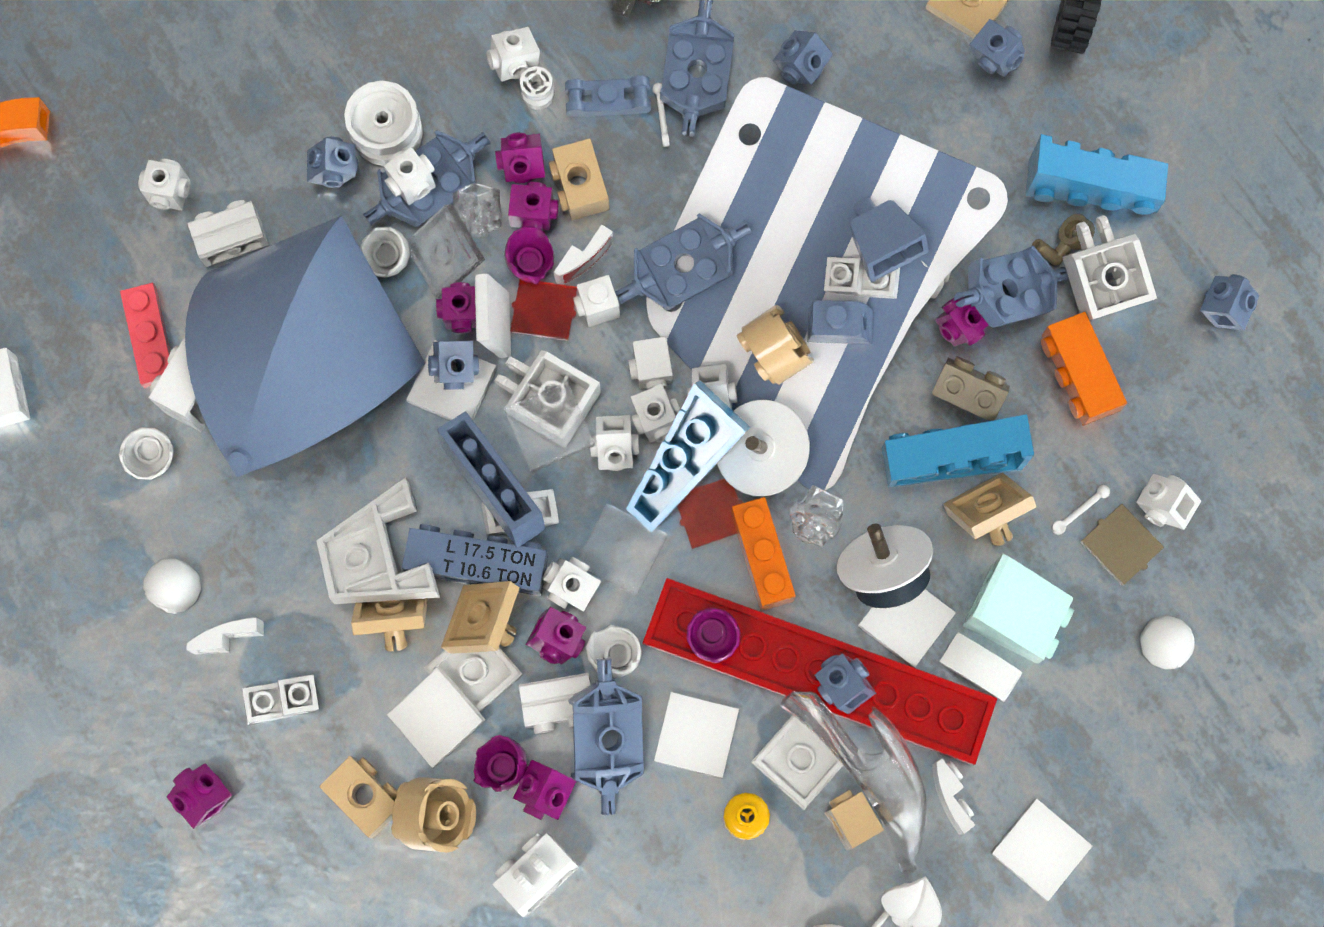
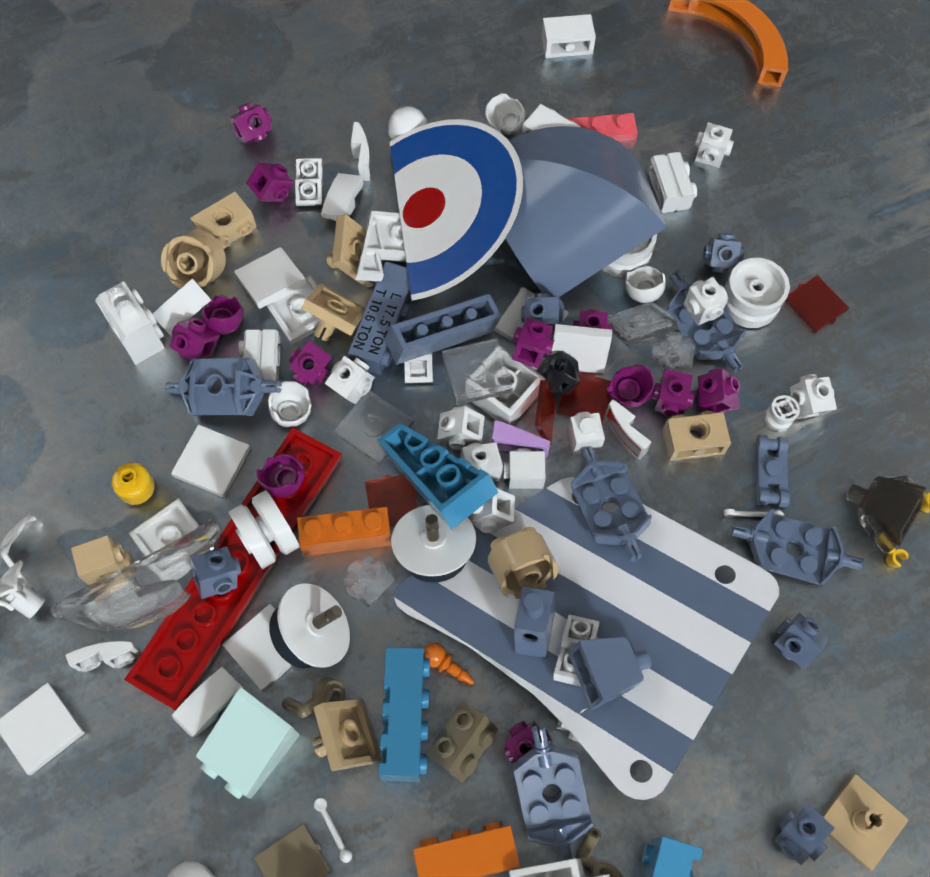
camera: 95 degrees right, 10 degrees down
(294, 745) = (270, 182): none -> magenta brick
(301, 648) = (341, 196): none -> white slope
(302, 490) = (455, 199): none -> sticker
(378, 55) = (816, 303): none -> clear red piece
(502, 366) = (534, 337): none -> magenta brick
(502, 817) = (181, 306): none -> white slope
(527, 334) = (563, 378): none -> black piece
(580, 347) = (545, 411): none -> clear red piece
(615, 389) = (512, 438): none -> lavender slope
(792, 639) = (260, 531): none -> white wheel
(889, 422) = (441, 660): none -> orange bar
(951, 539) = (320, 694): none -> dark tan plate

